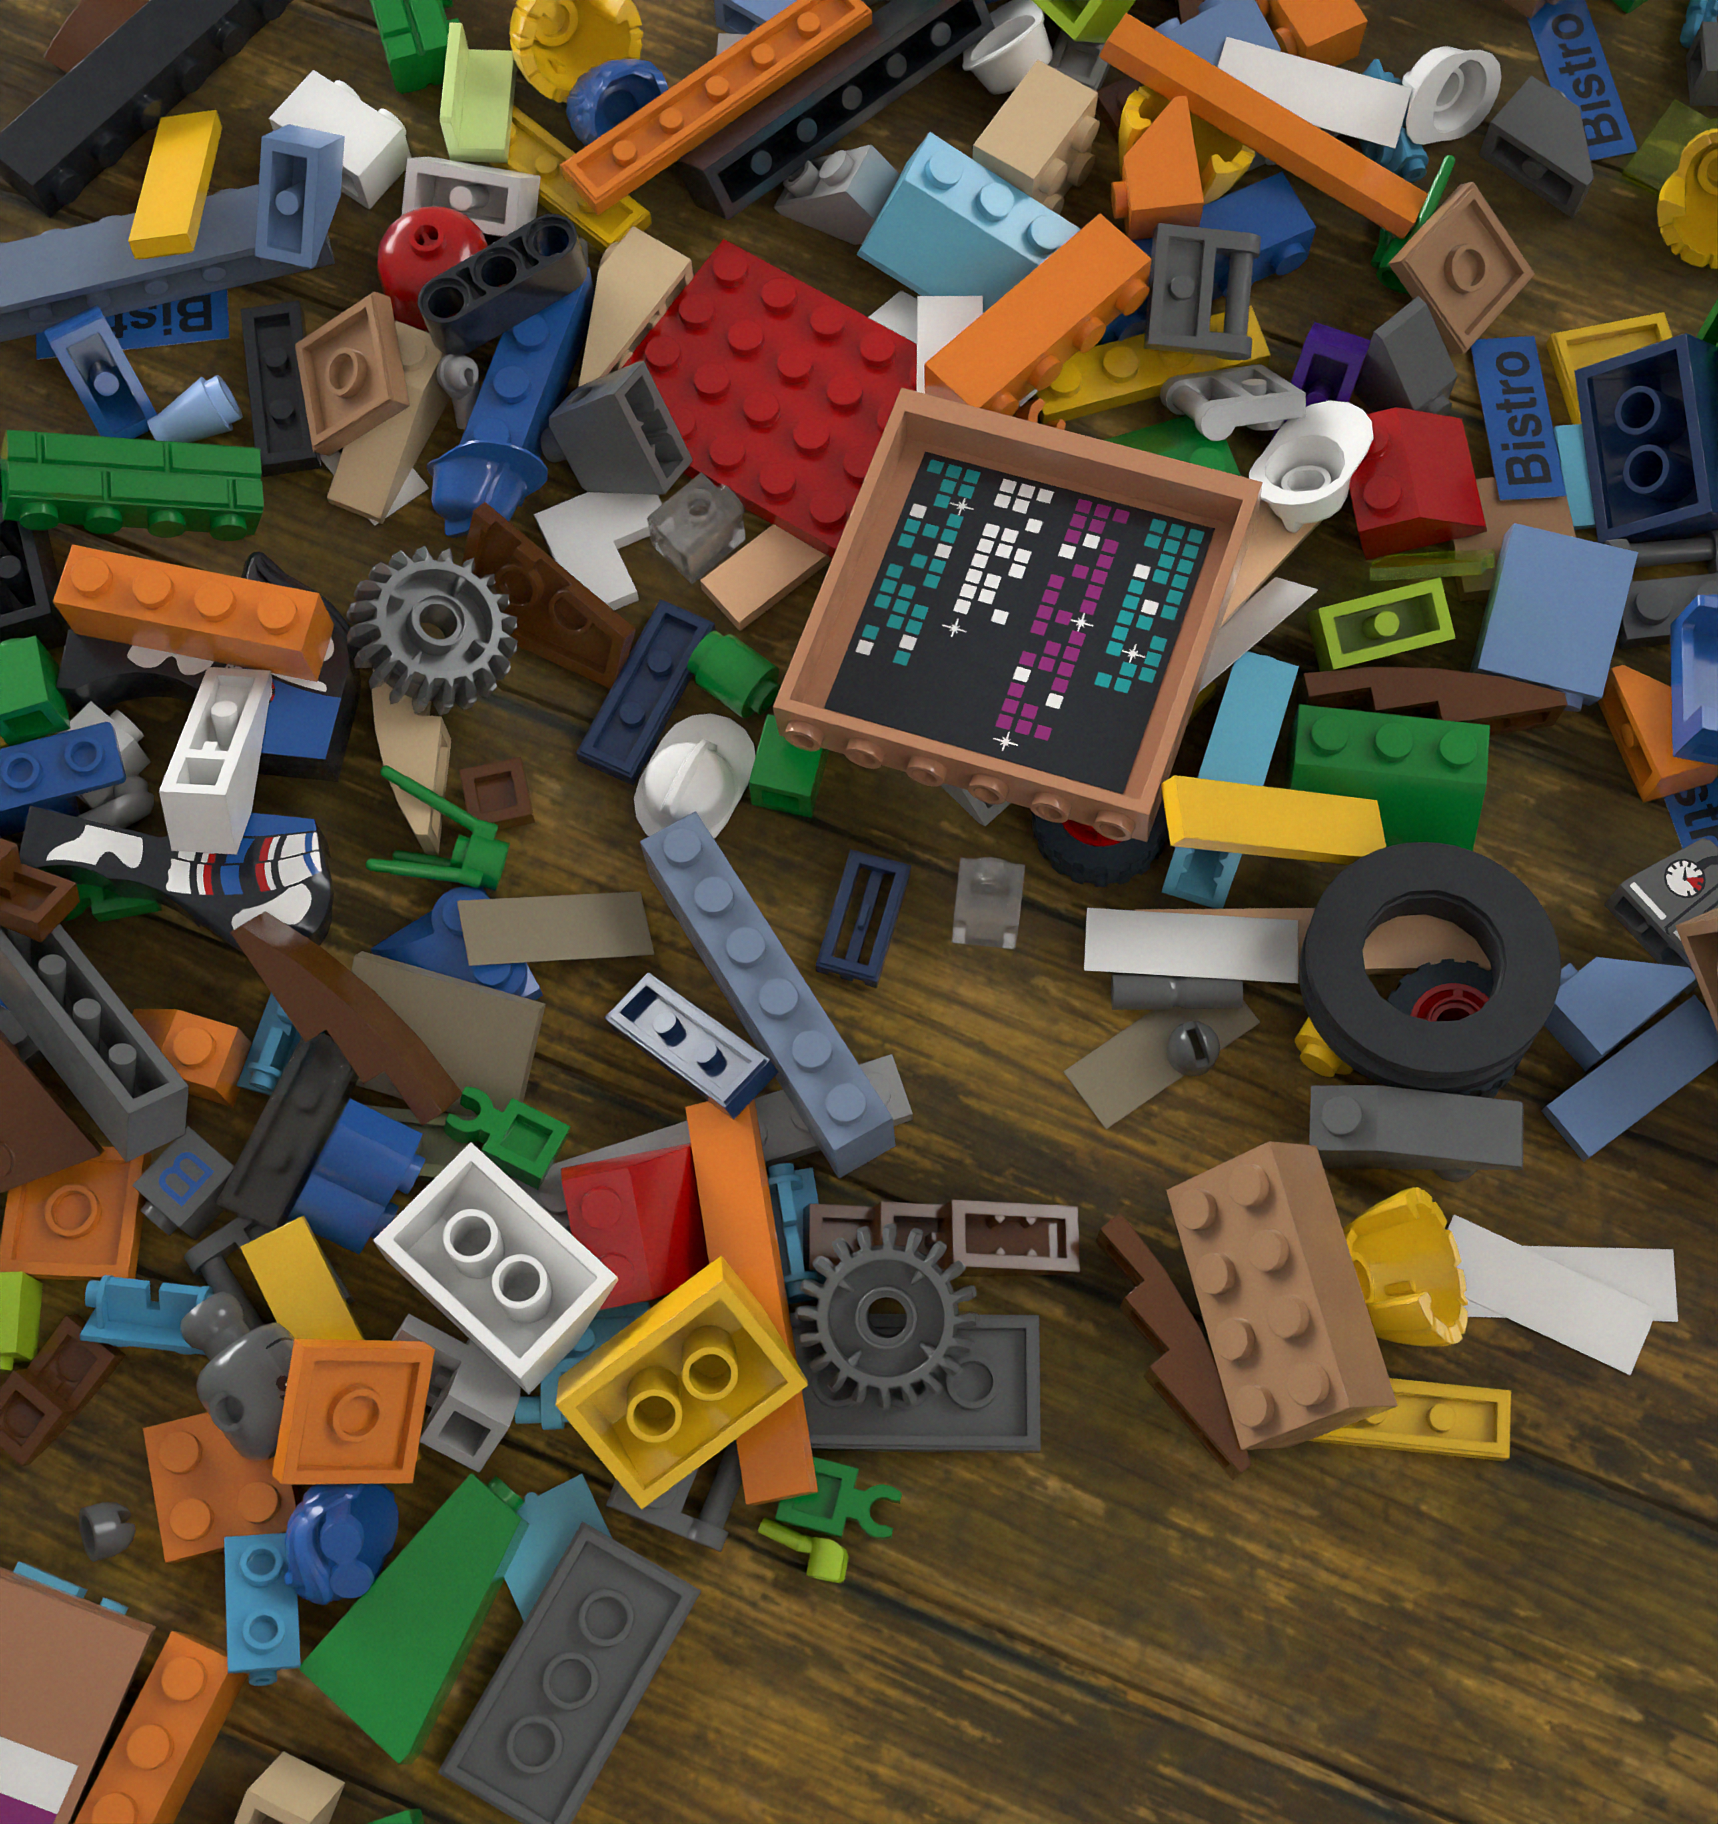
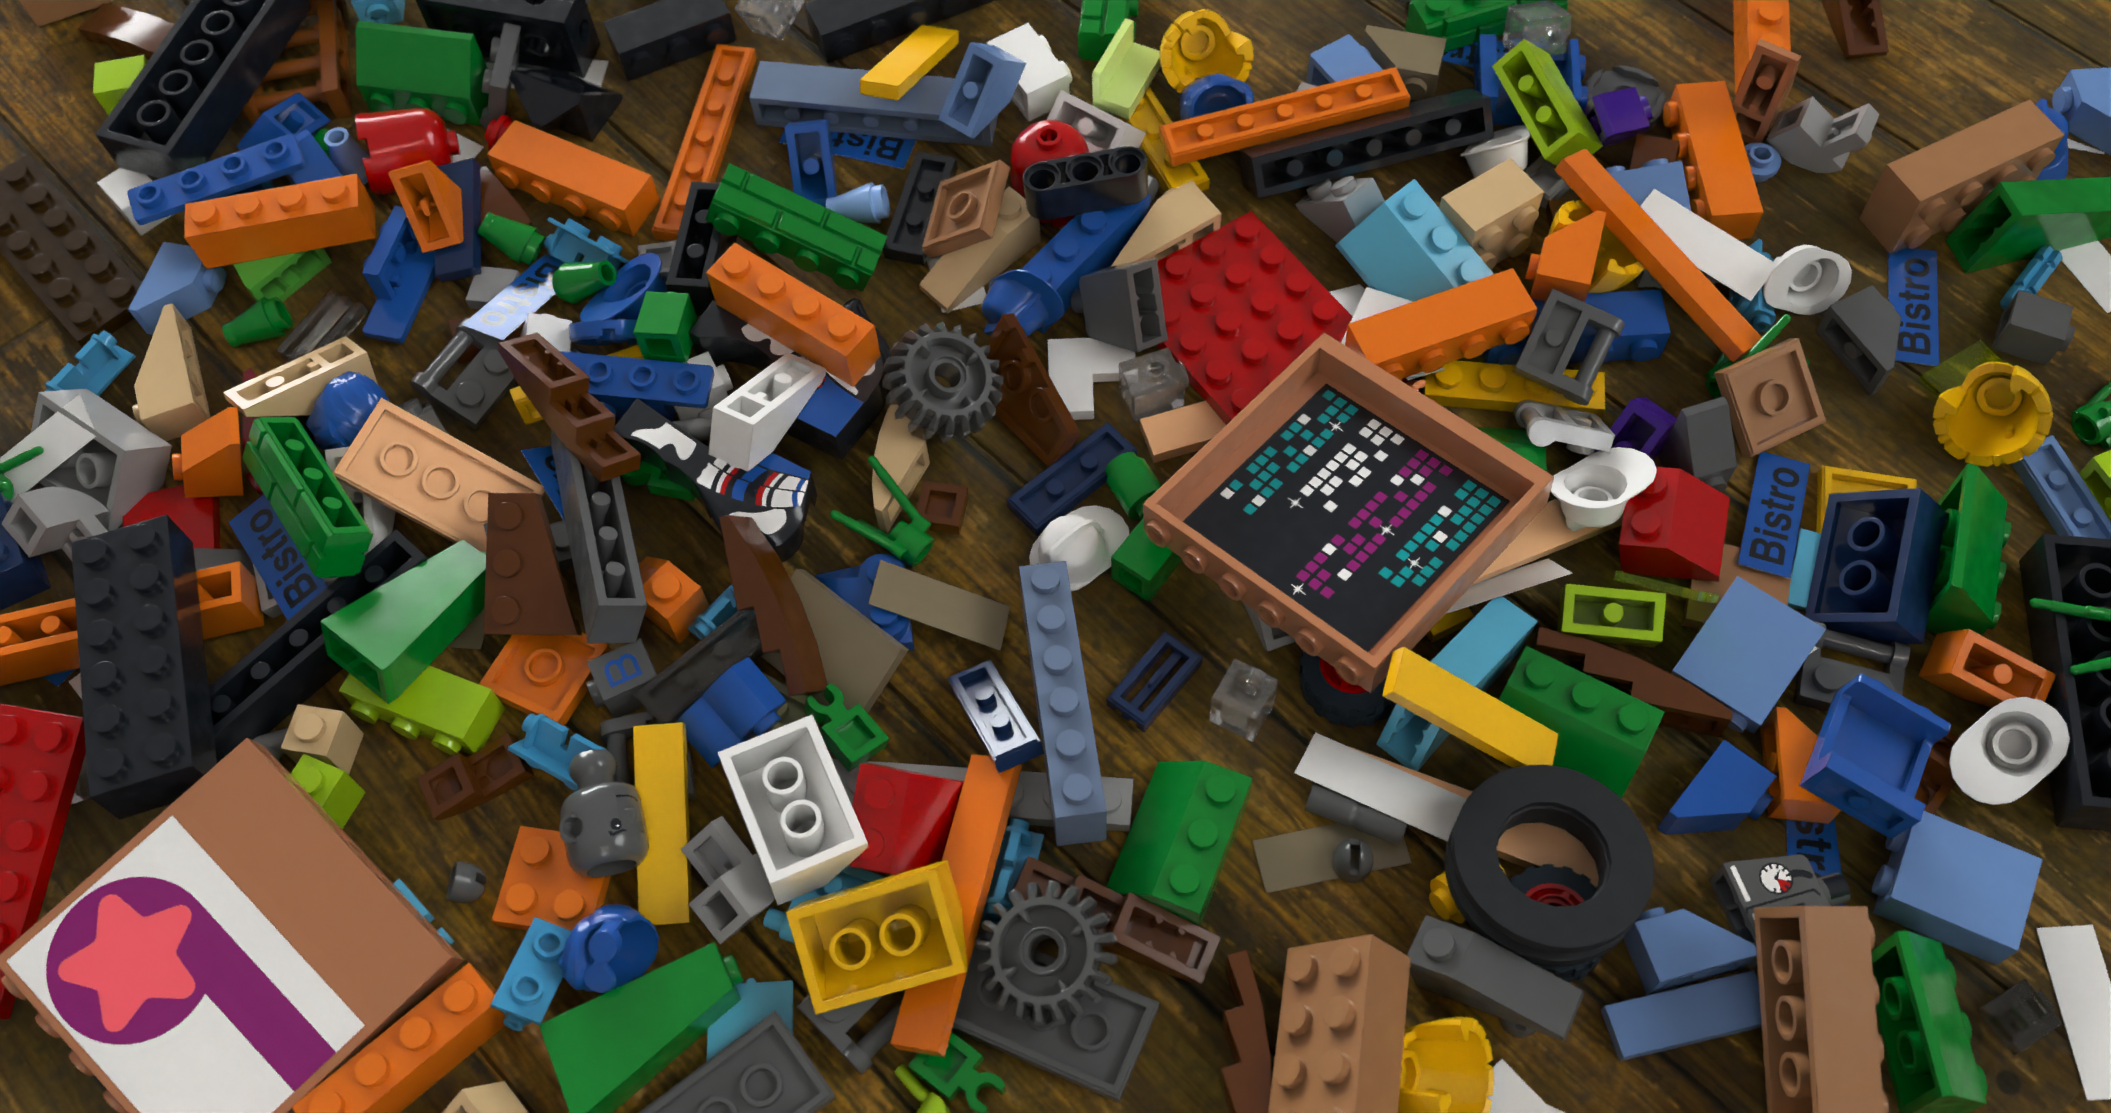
camera: 25 degrees right, 10 degrees down
(353, 1411) = (652, 862): orange plate -> none
(460, 381) = (1034, 235): light grey arm -> none
(980, 1104) = (1182, 836): none -> green slope
(1583, 797) = (1721, 794): none -> blue slope

